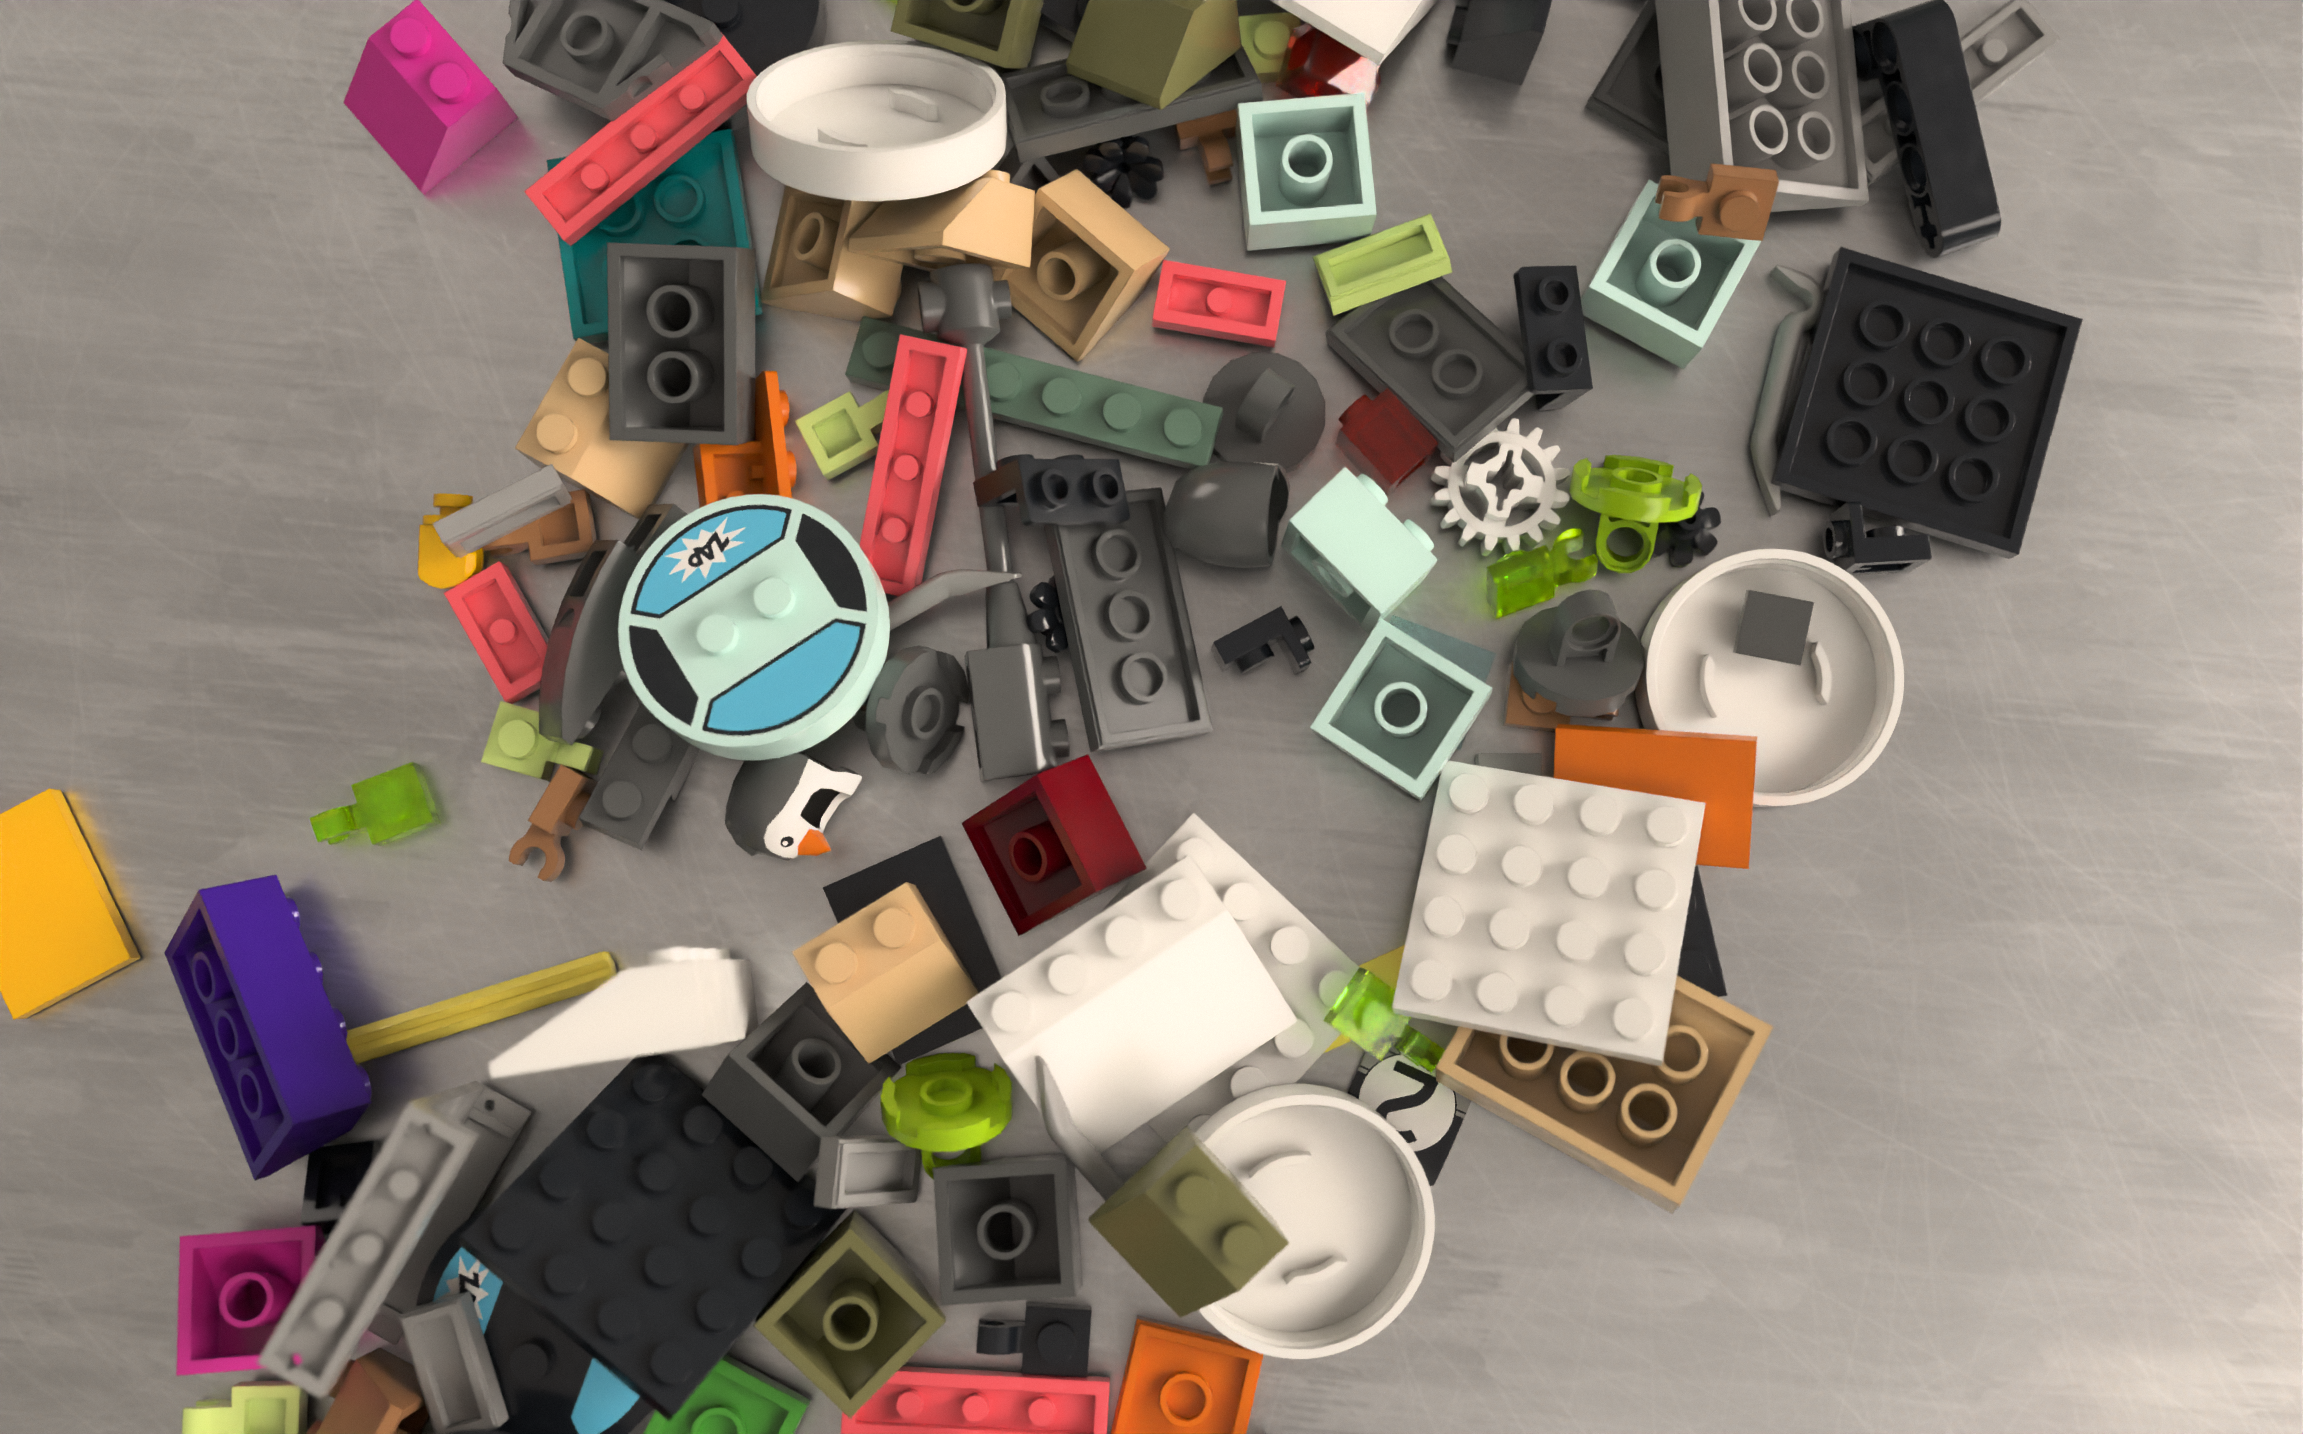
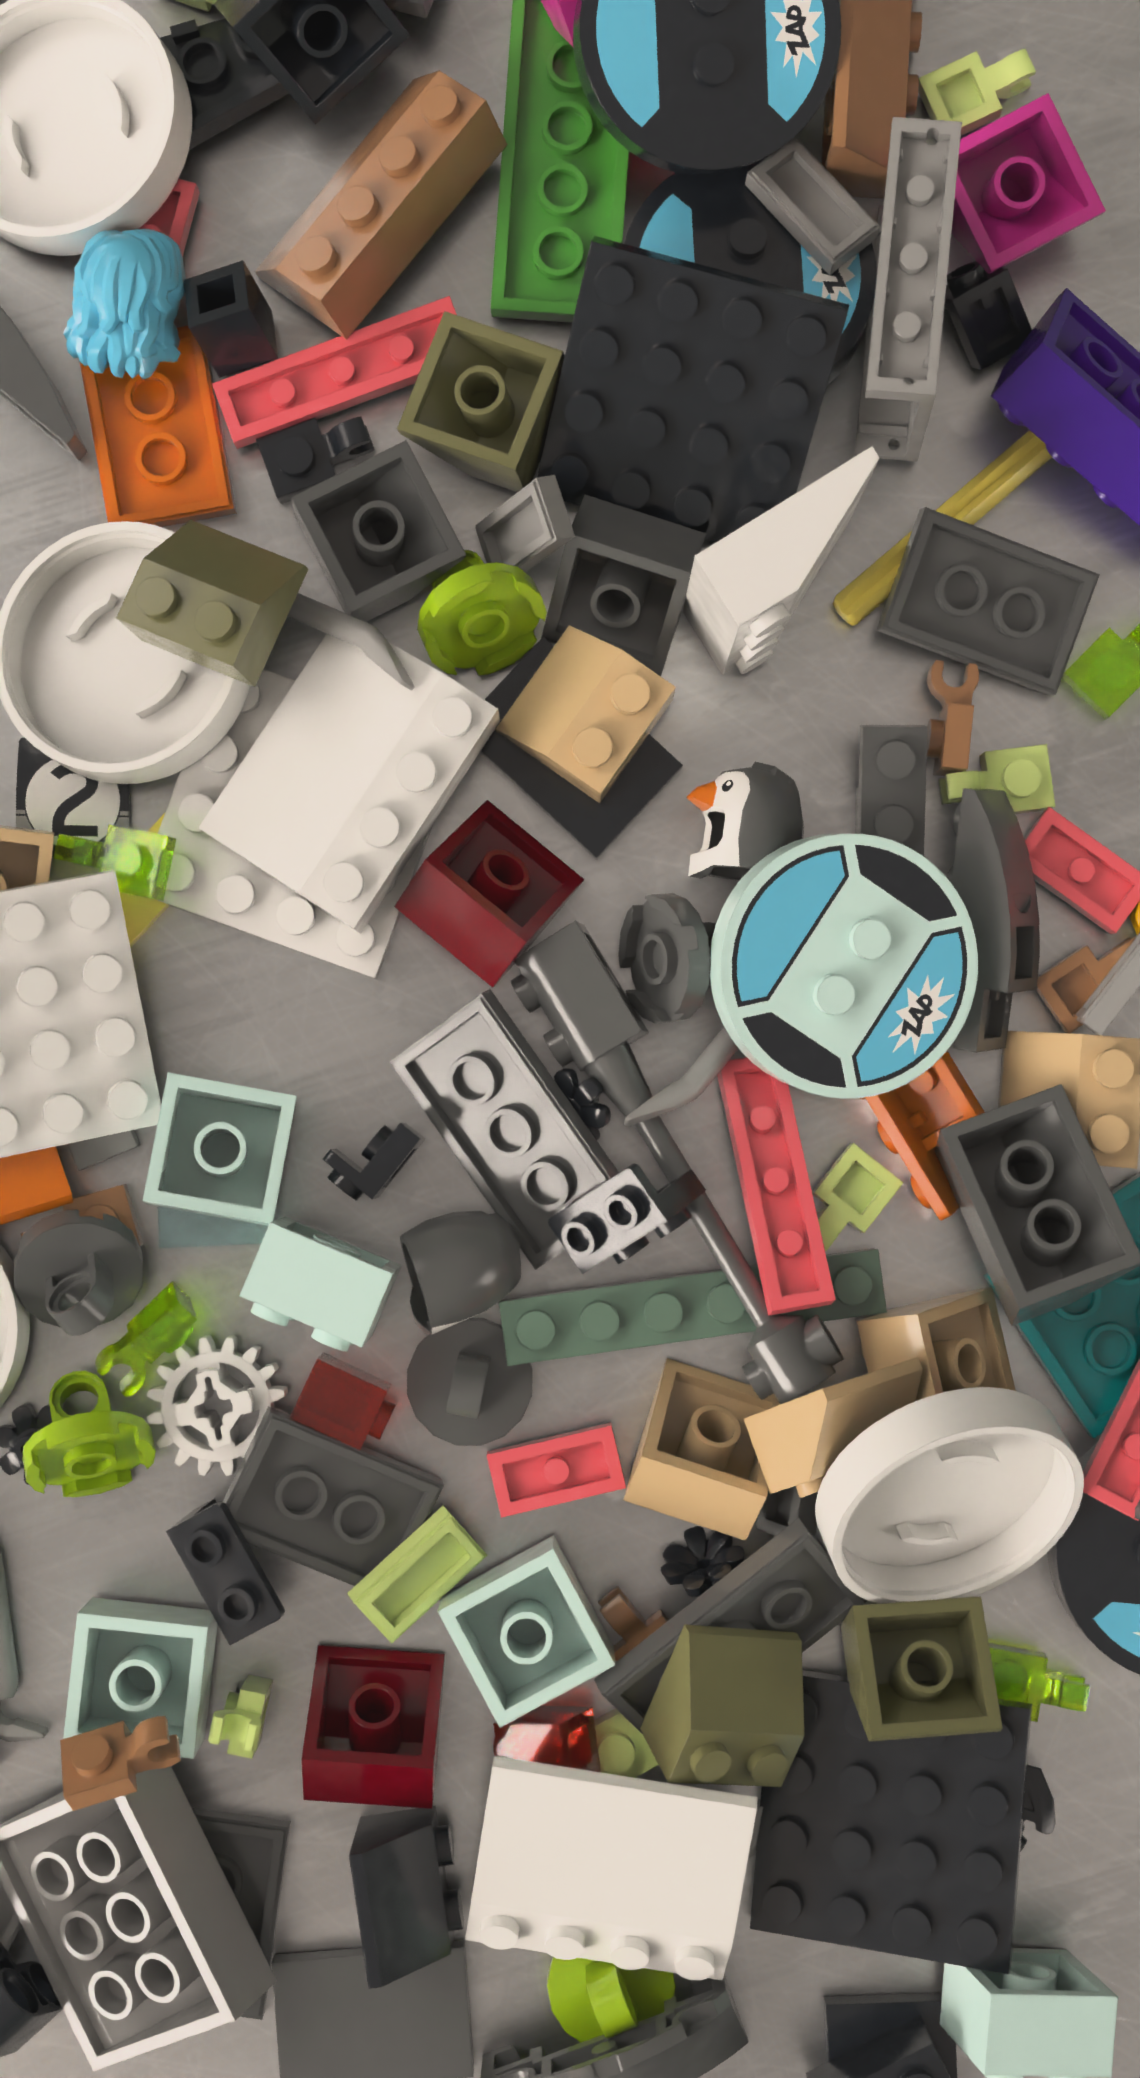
camera: 160 degrees right, 5 degrees up
(471, 917) = (987, 601): none -> dark grey tile
(1475, 150) = (373, 1727): none -> dark red slope
(1590, 203) = (243, 1717): none -> yellowish green plate

